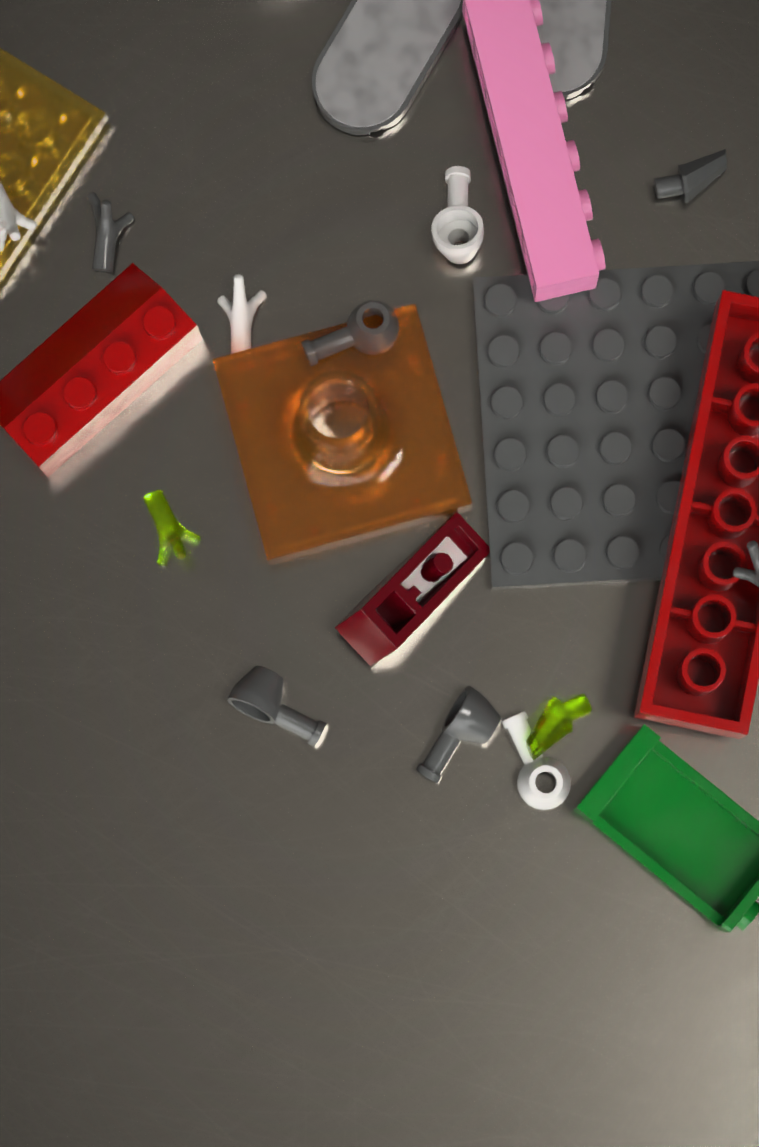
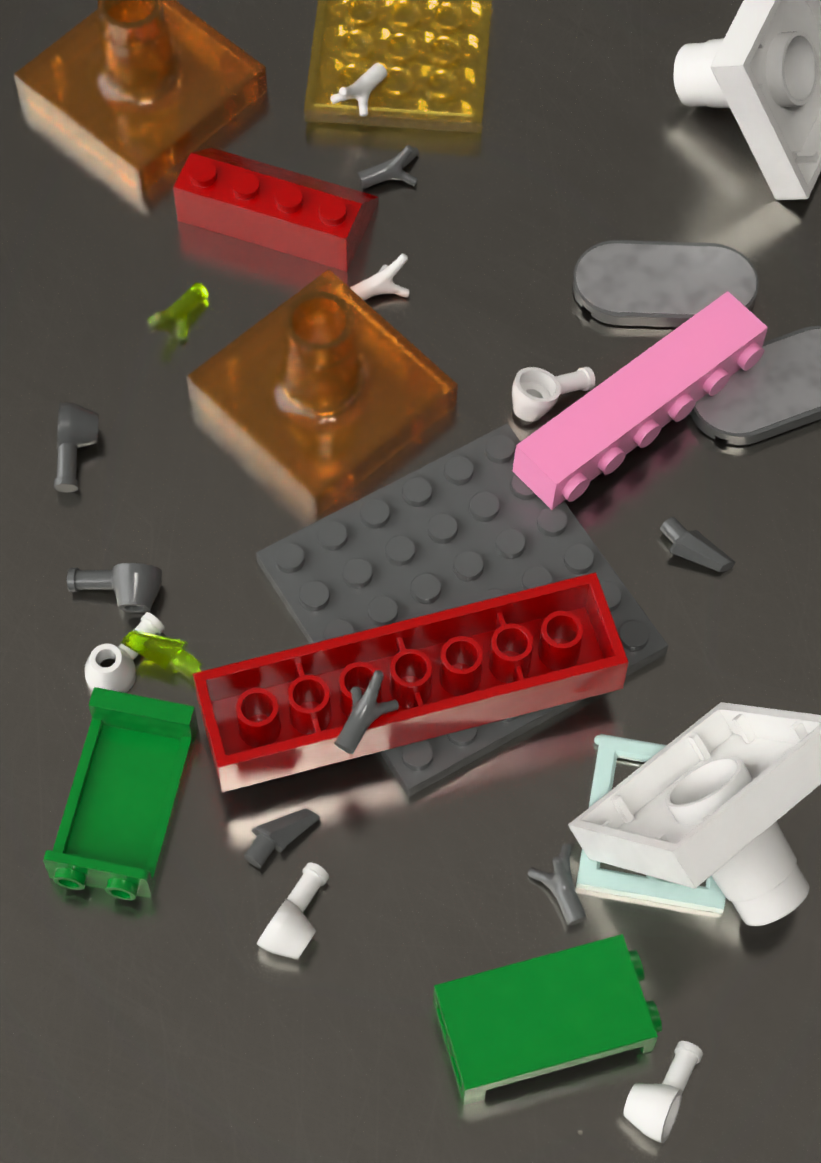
camera: 55 degrees right, 20 degrees down
(357, 334) = (410, 365): dark grey bar -> none
(413, 590) = (221, 492): dark red slope -> none

